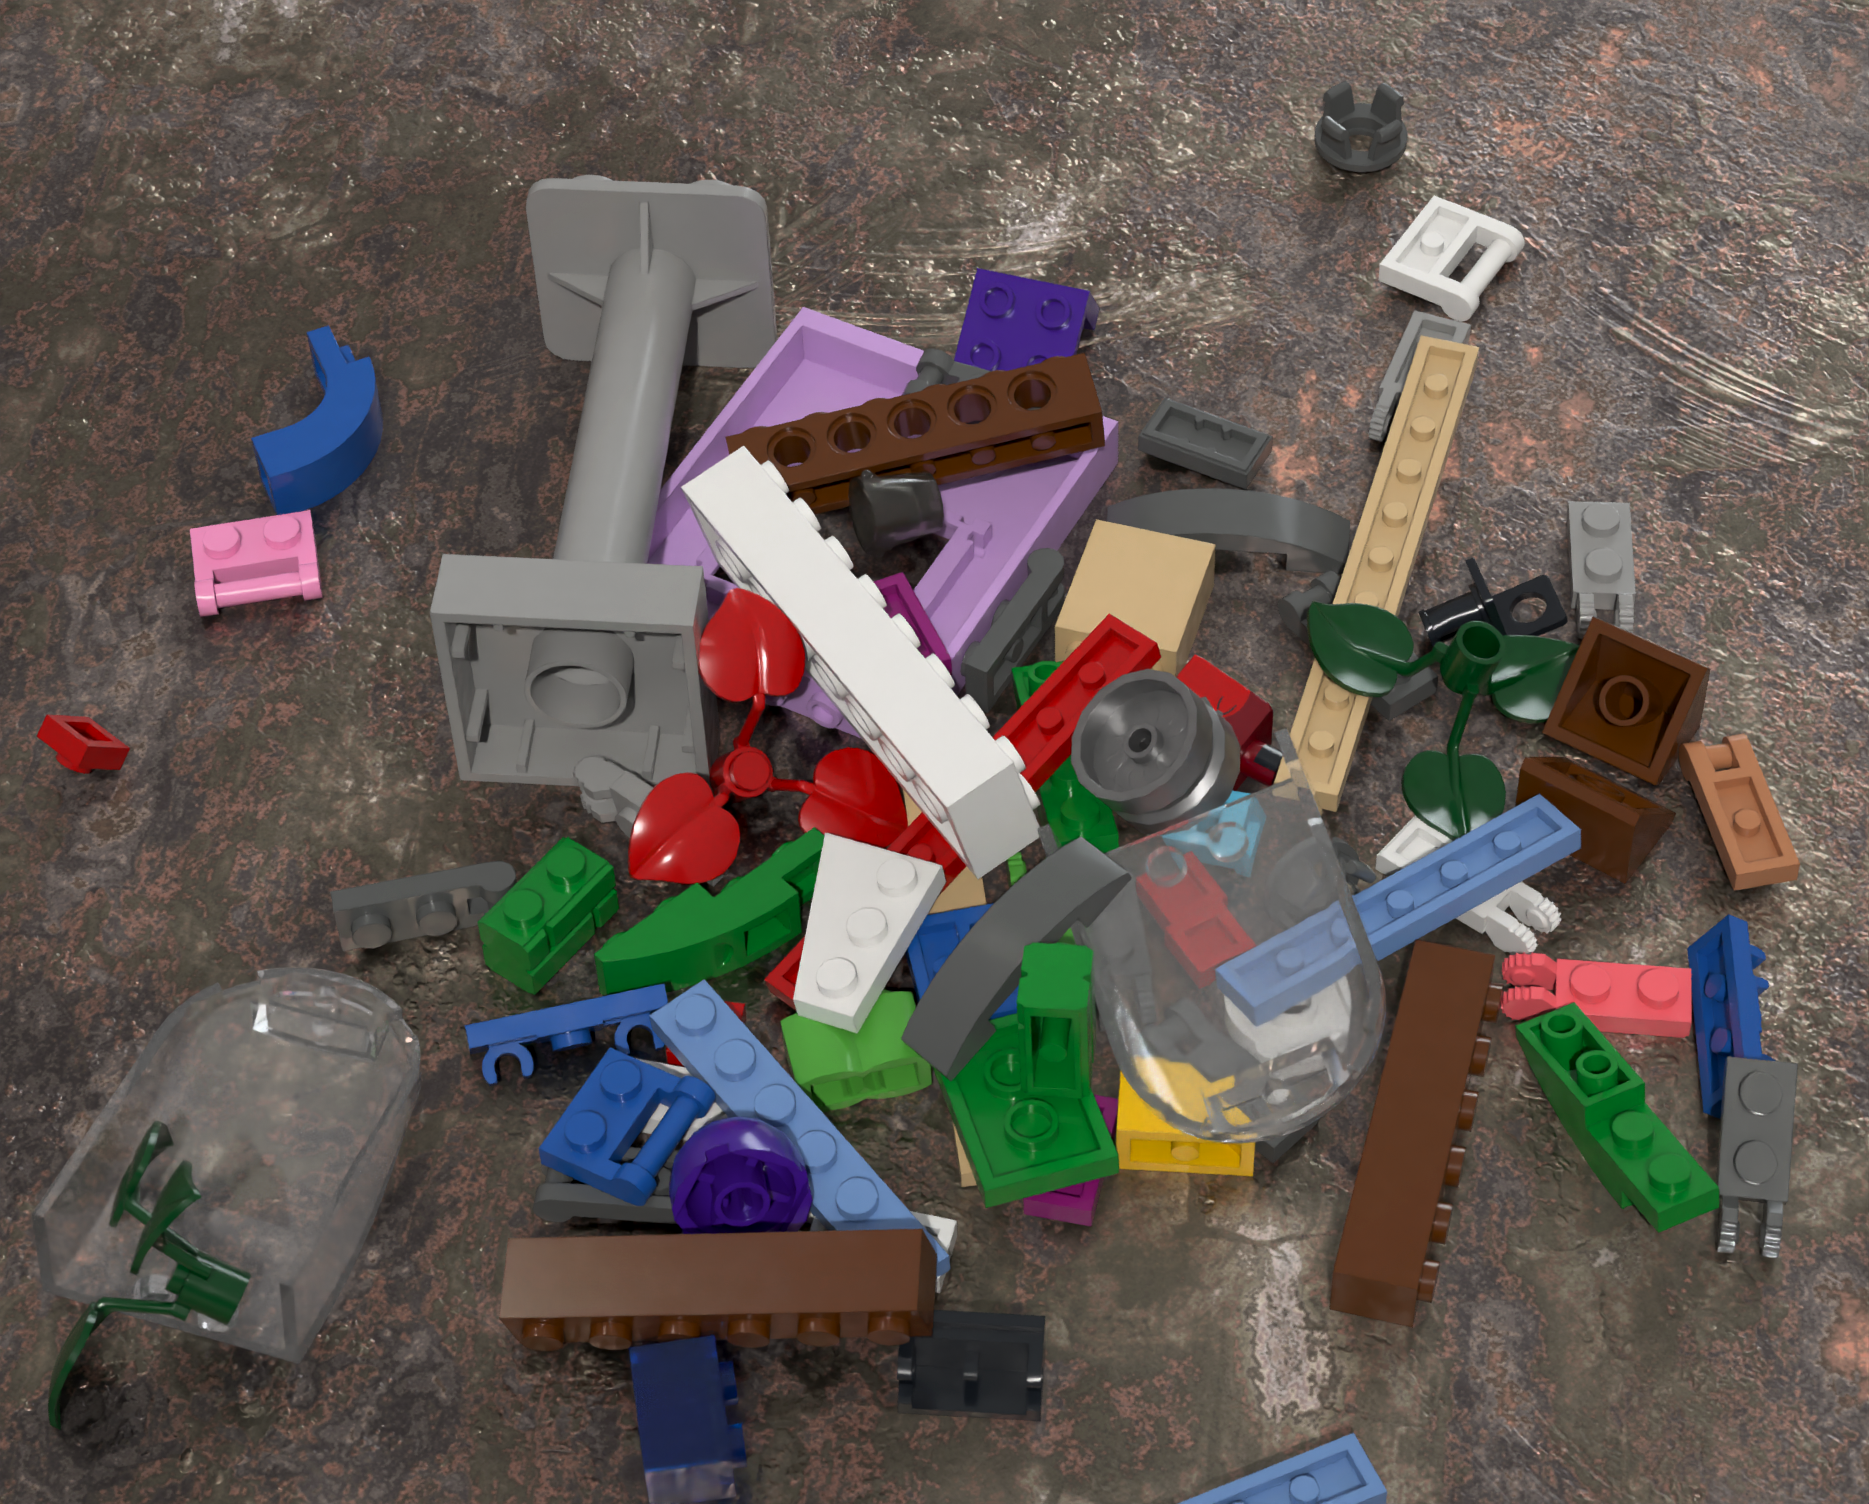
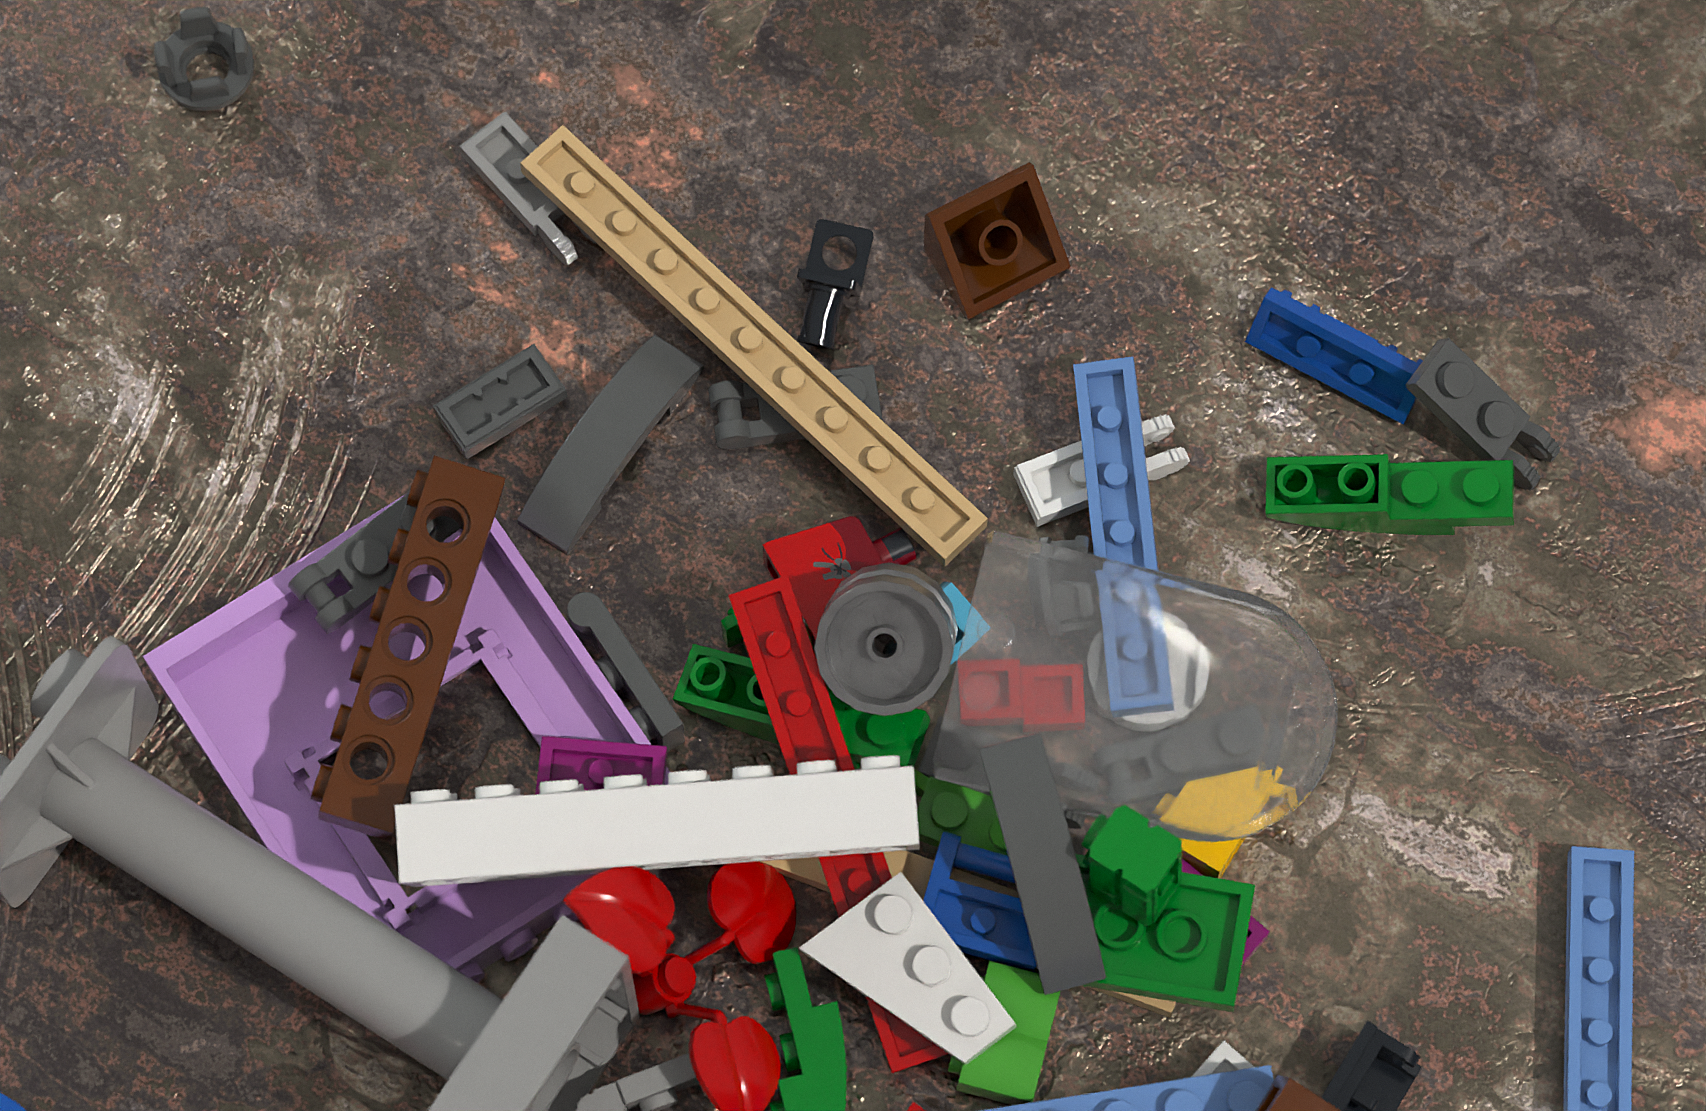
camera: 65 degrees left, 20 degrees up
(894, 509) = (472, 707): clear smoke piece -> none
(1022, 321) = (279, 483): dark purple bracket -> none
(1145, 581) = (658, 561): tan brick -> none
(1368, 648) = (909, 298): dark green plant -> none
(1413, 1135) = (1378, 693): reddish brown brick -> none
(1437, 245) = (390, 89): white plate -> none
(1601, 562) = (826, 171): light grey hinge -> none
(1609, 994) = (1258, 428): coral hinge -> none
(1613, 820) = (1080, 325): reddish brown slope -> none
(1740, 812) = (1139, 222): nougat plate -> none

